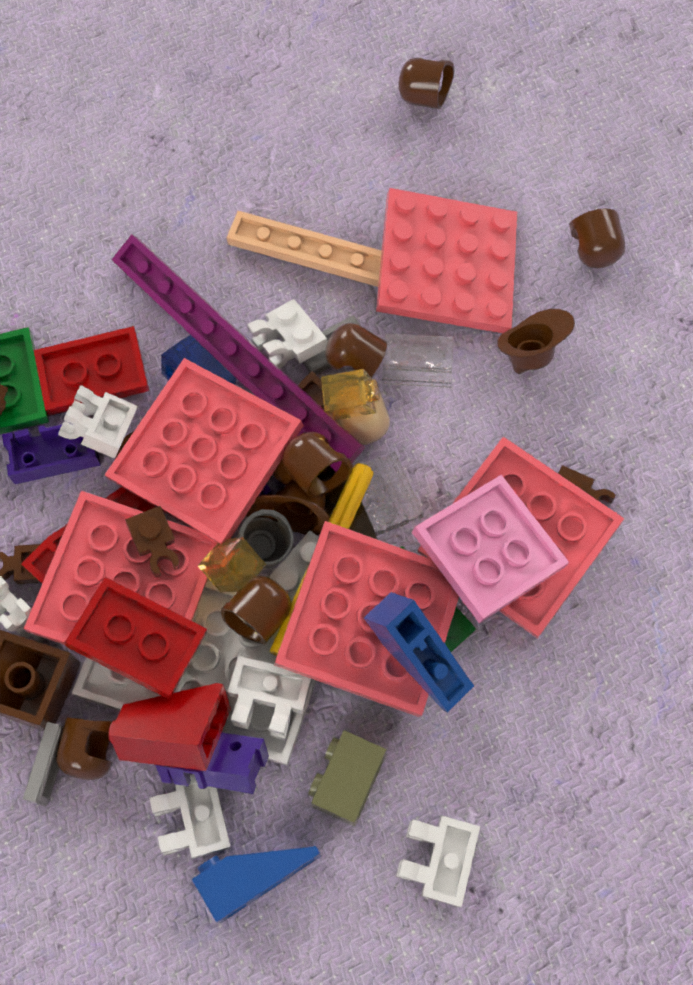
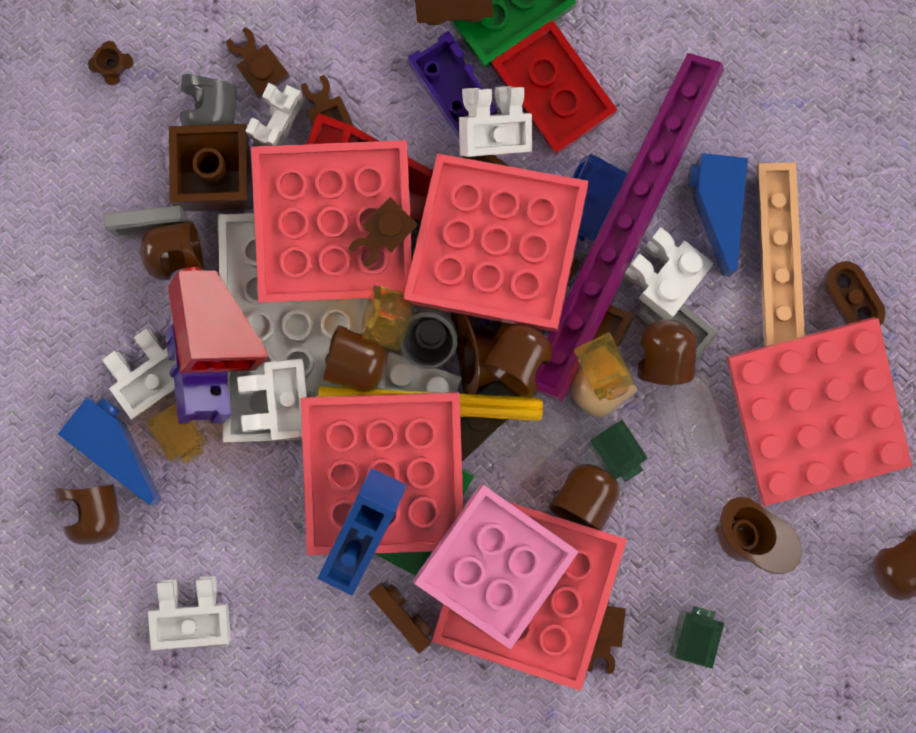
camera: 65 degrees right, 15 degrees up
(136, 637) = (278, 257): red plate -> none
(248, 277) = (719, 202): none -> blue slope
(264, 807) = (177, 440): none -> clear yellow brick
(306, 917) = (96, 514): none -> reddish brown helmet
(347, 777) = (230, 505): olive brick -> none
(362, 204) = (856, 295): none -> reddish brown plate
(424, 423) = (618, 451): none -> clear green brick
(451, 455) = (587, 496): none -> reddish brown helmet
(520, 650) = (413, 628): none -> reddish brown plate
(605, 415) = (697, 637): none -> clear green brick

